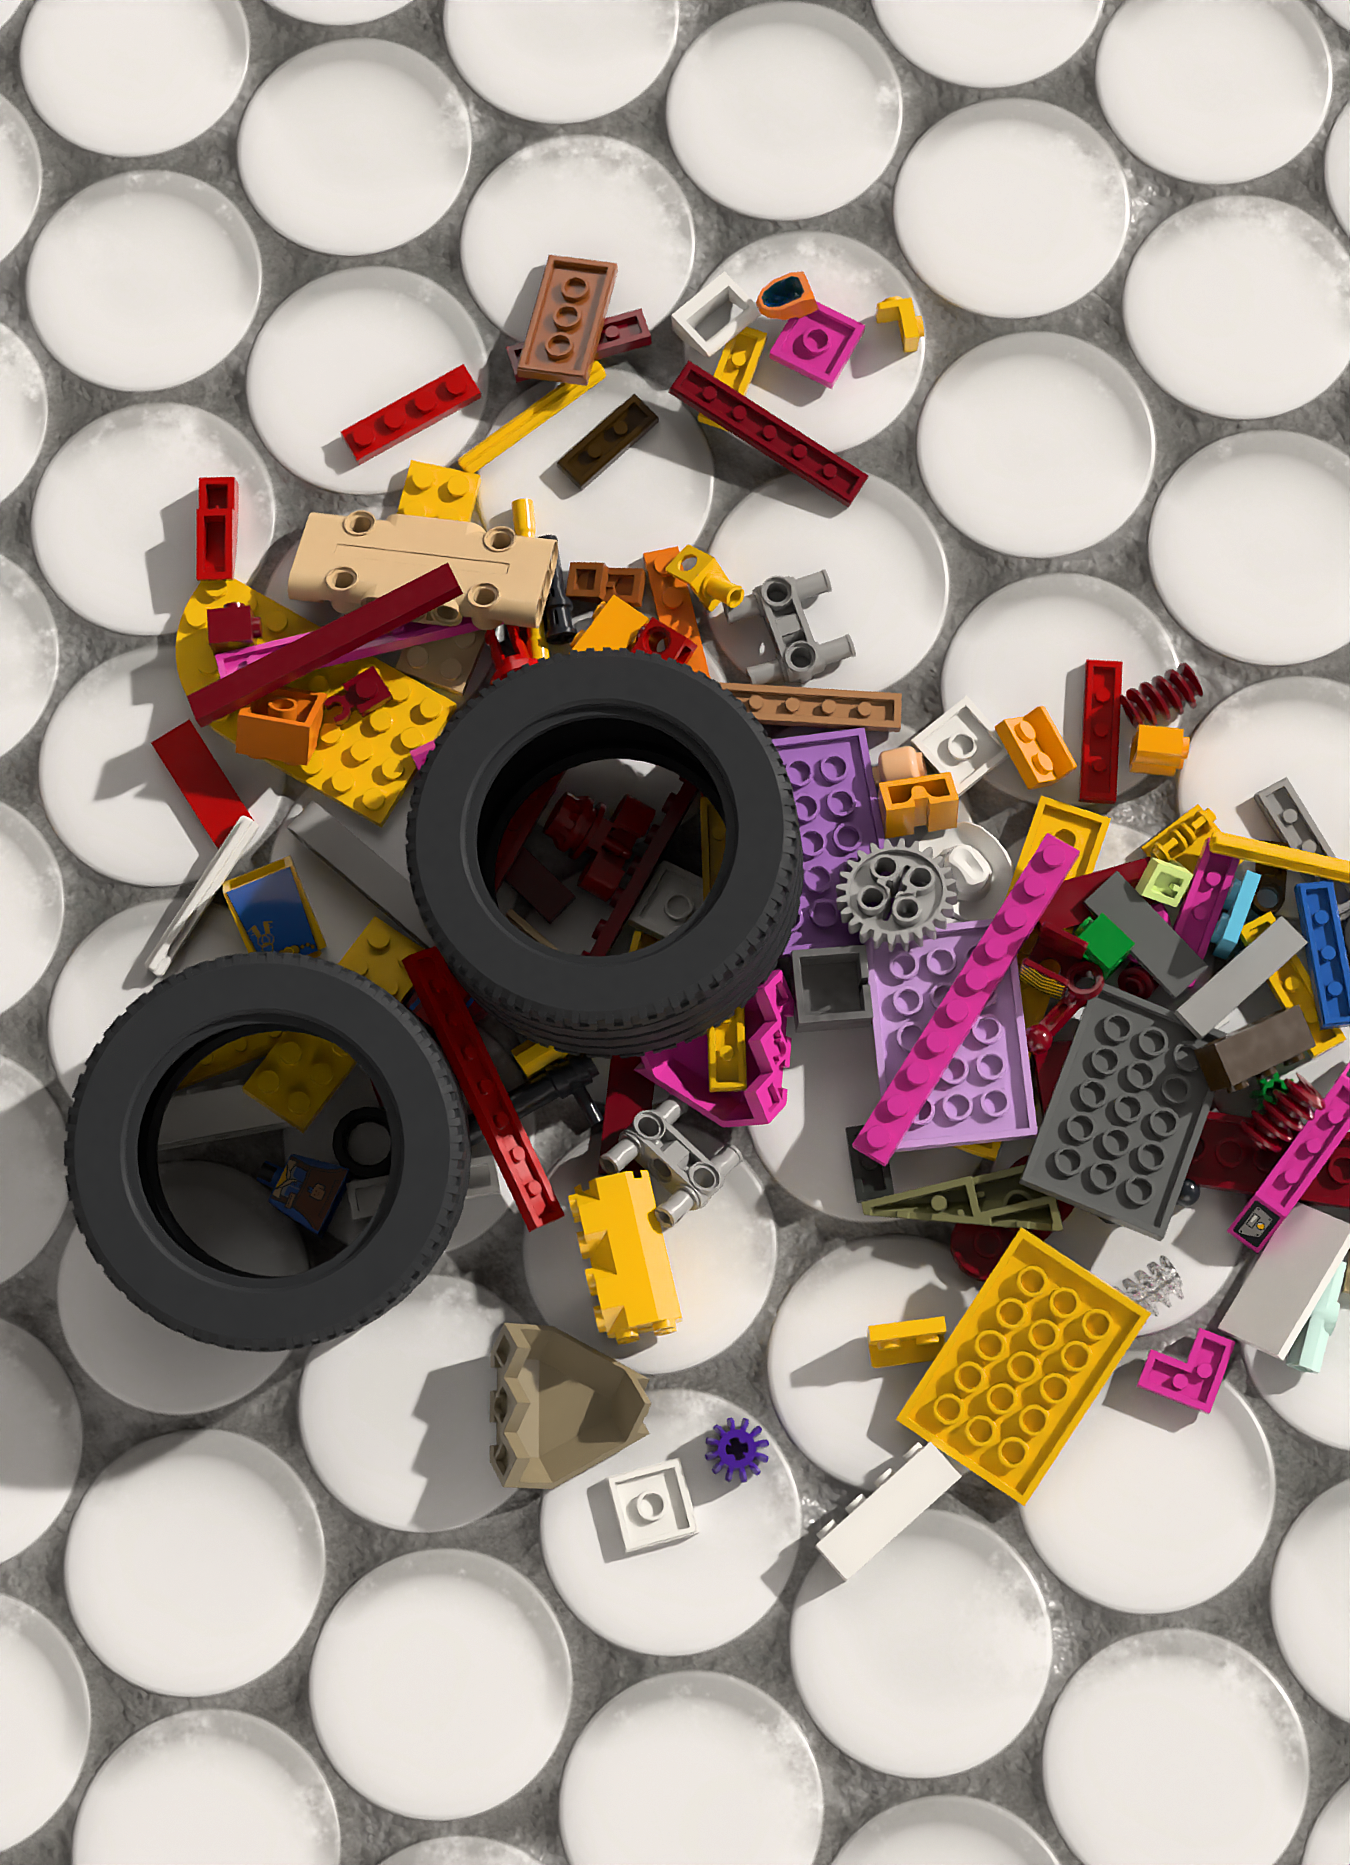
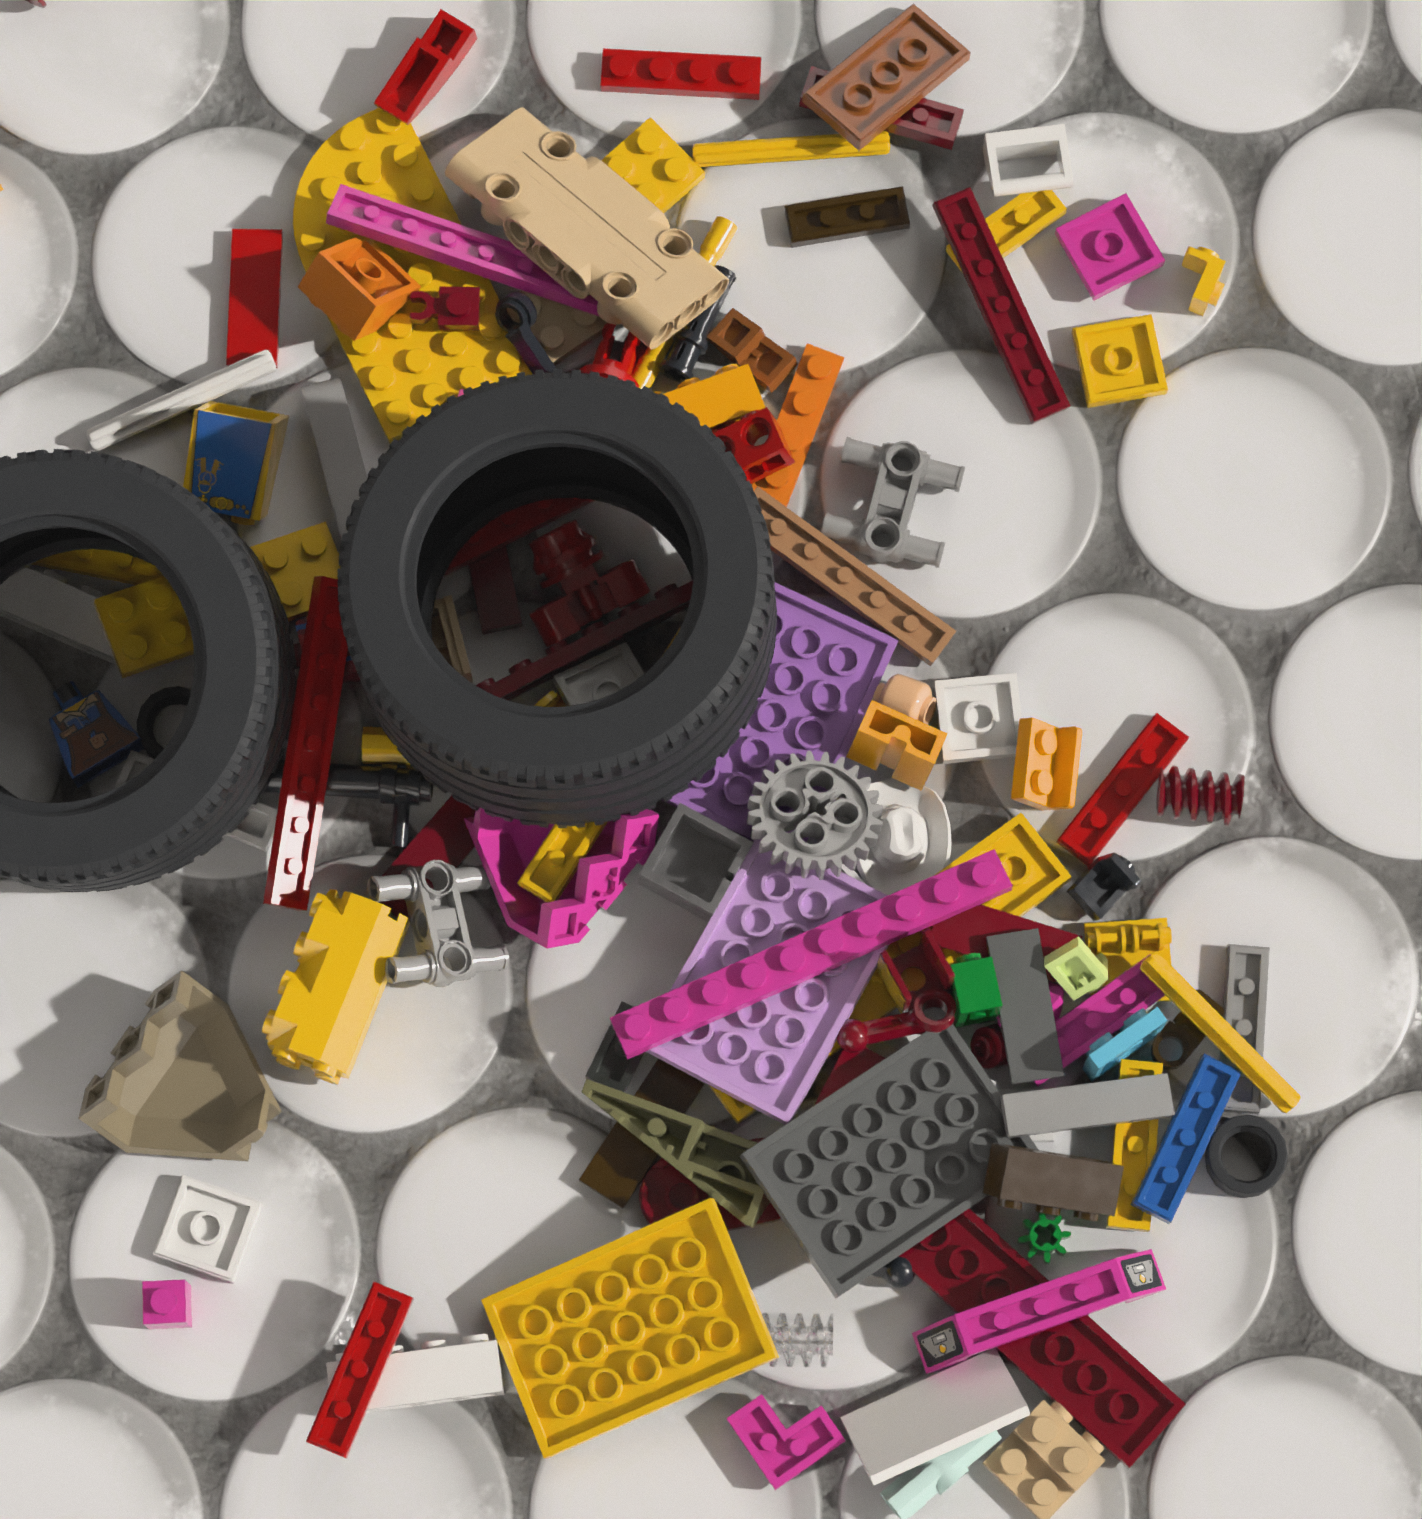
camera: 30 degrees right, 0 degrees up
(233, 627) = (374, 169): dark red brick -> none
(324, 645) = (442, 238): dark red tile -> none
(430, 682) = (520, 333): none -> black piece
(663, 1582) = (167, 1304): none -> dark pink brick
(706, 579) = (846, 405): yellow bracket -> none
(744, 1439) = (303, 1237): dark purple gear -> none
(787, 297) = (1105, 186): rock -> none
(846, 1533) = (360, 1370): none -> red tile
(880, 421) = (1119, 361): none -> yellow tile
(906, 1342) = (539, 1234): yellow bracket -> none
(925, 1242) = (623, 1157): none -> dark brown piece
(1137, 808) = (1103, 884): none -> black bracket
(1158, 750) = (1159, 841): light orange brick -> none
(1284, 1114) = (1034, 1260): dark red piece -> none

